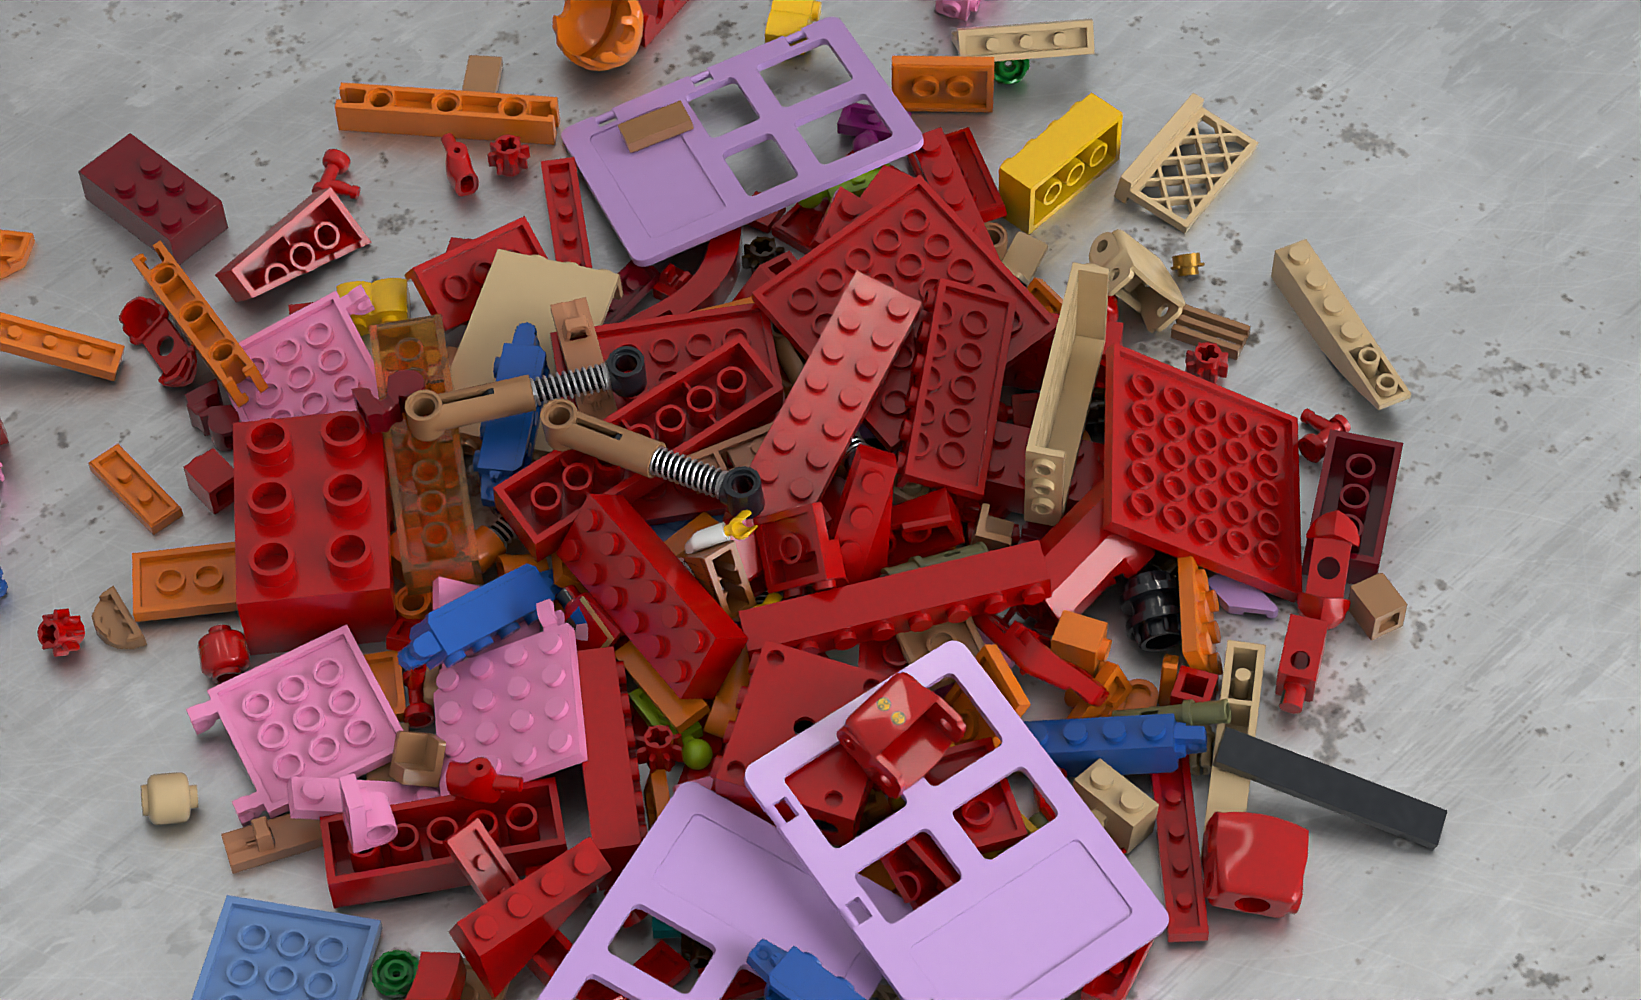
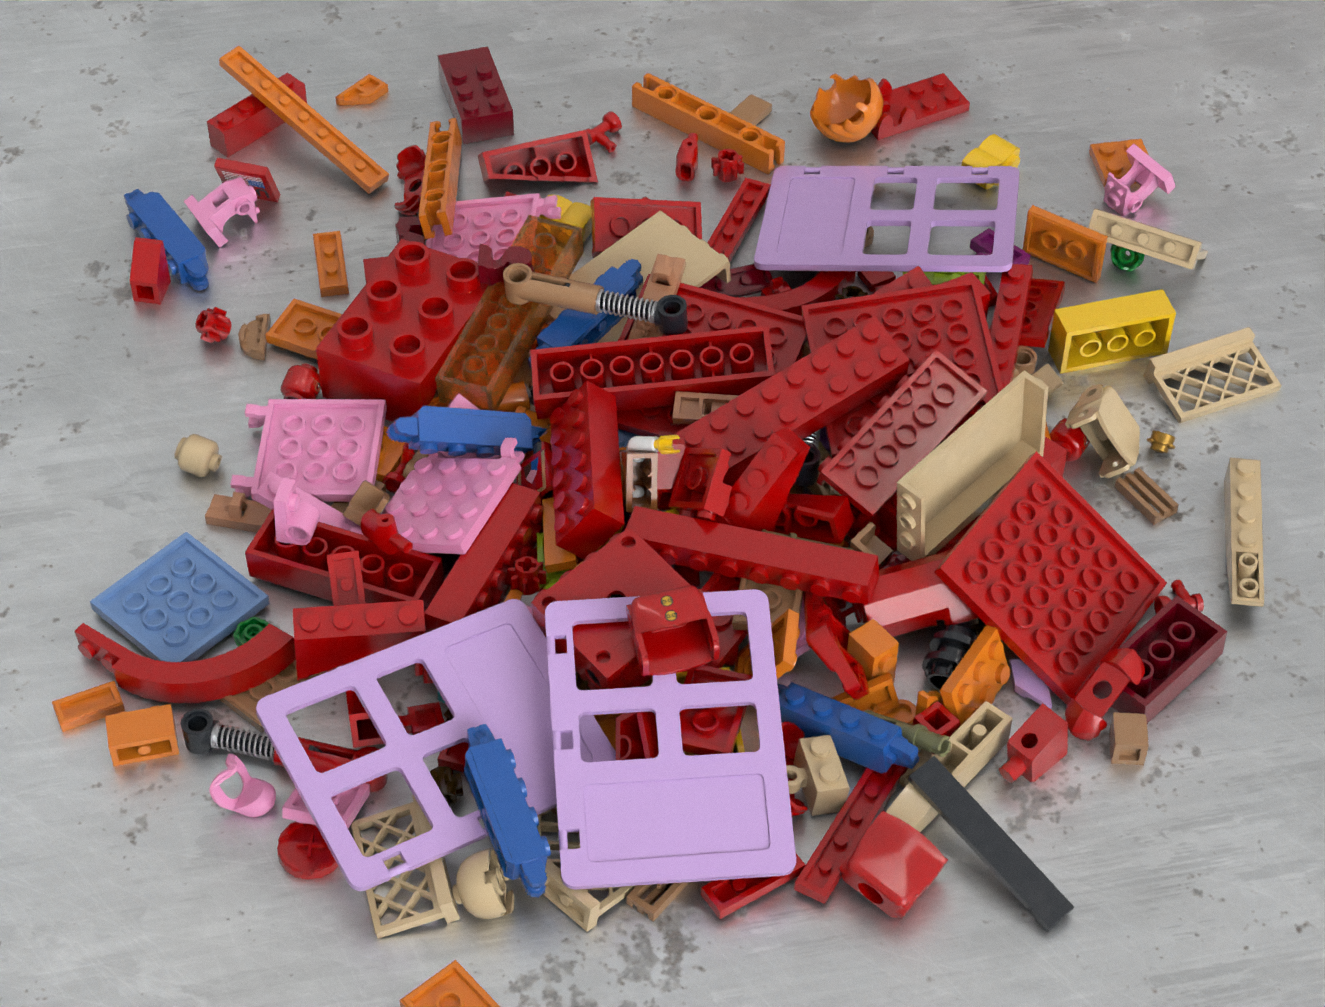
camera: 30 degrees right, 5 degrees down
(571, 429) = (641, 374): piece -> none
(655, 126) = (837, 186): medium nougat tile -> none
(1207, 362) = (1124, 514): red gear -> none

